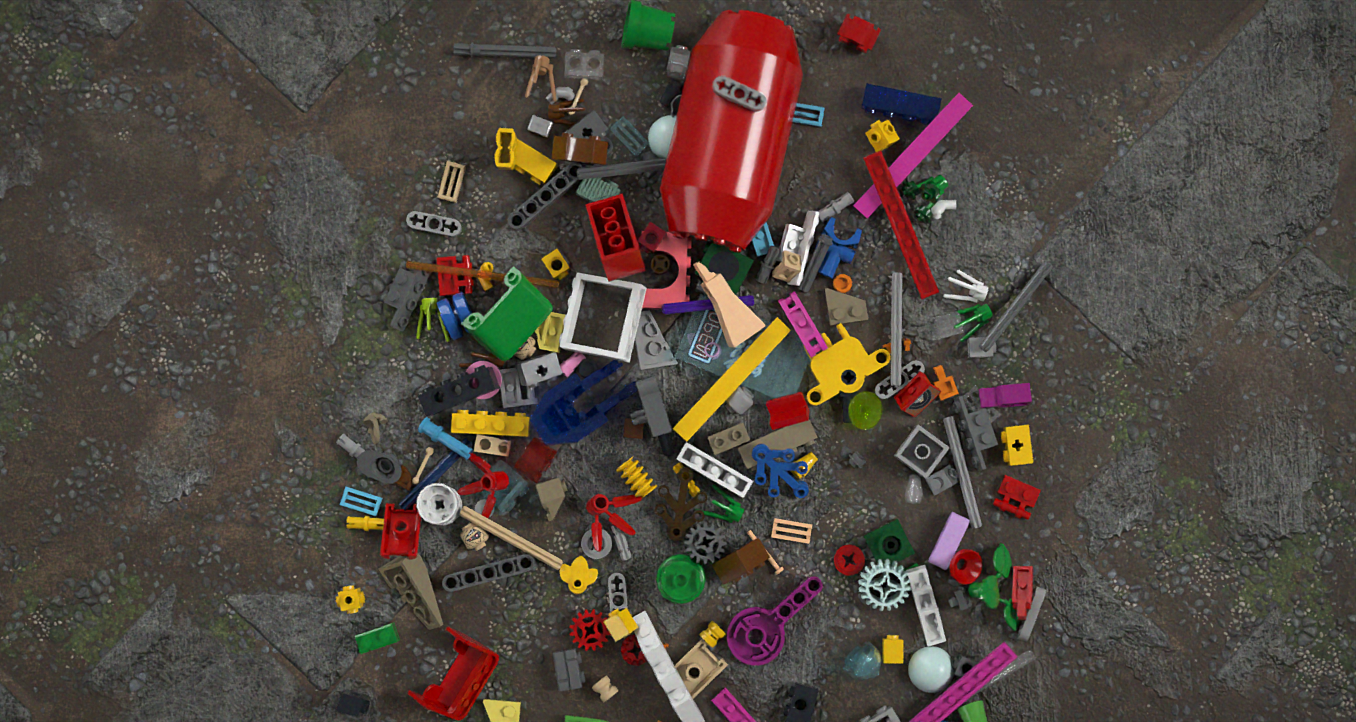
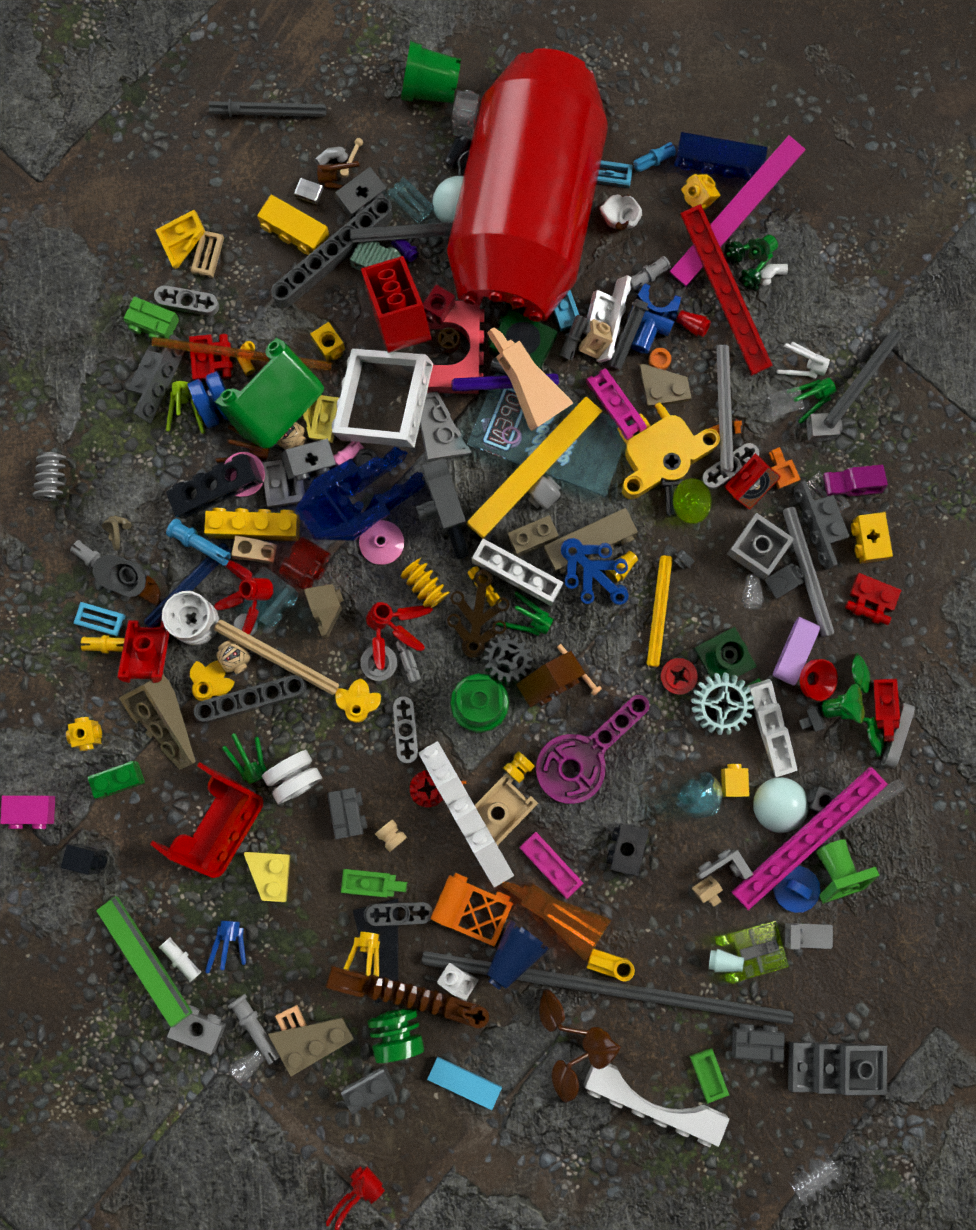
camera: 10 degrees left, 5 degrees down
(304, 662) = (27, 810): none -> dark pink brick
(318, 378) = (48, 476): none -> light grey piece
(403, 241) = (150, 319): none -> bright green brick
(429, 167) = (180, 237): none -> yellow wing
(429, 451) = (180, 559): tan hinge -> none
(457, 553) = (212, 677): none -> yellow plate
(489, 633) = (252, 771): none -> green plant
(506, 142) = (267, 207): yellow brick -> none
(524, 640) = (294, 780): none -> white wheel
(540, 67) = (309, 125): medium nougat plant -> none
(579, 149) = (360, 207): reddish brown brick -> none
(582, 624) = (365, 775): red gear -> none
(584, 70) = (358, 127): clear brick -> none
(603, 449) = (386, 552): none -> bright pink dish
(620, 623) = (408, 755): yellow brick -> none
(624, 181) = (404, 247): none -> dark purple pin
(631, 430) = (420, 530): reddish brown tile -> none
(728, 82) = (538, 136): light grey beam -> none
(787, 410) = (601, 501): red panel -> none
(807, 533) = (629, 646): light nougat tile -> none
(812, 152) = (621, 212): none -> white hair
(834, 505) = (659, 611): none -> yellow axle
(843, 101) = (654, 157): none -> dark azure axle
(858, 33) = (669, 79): red brick -> none
(874, 253) = (694, 323): none -> red cone

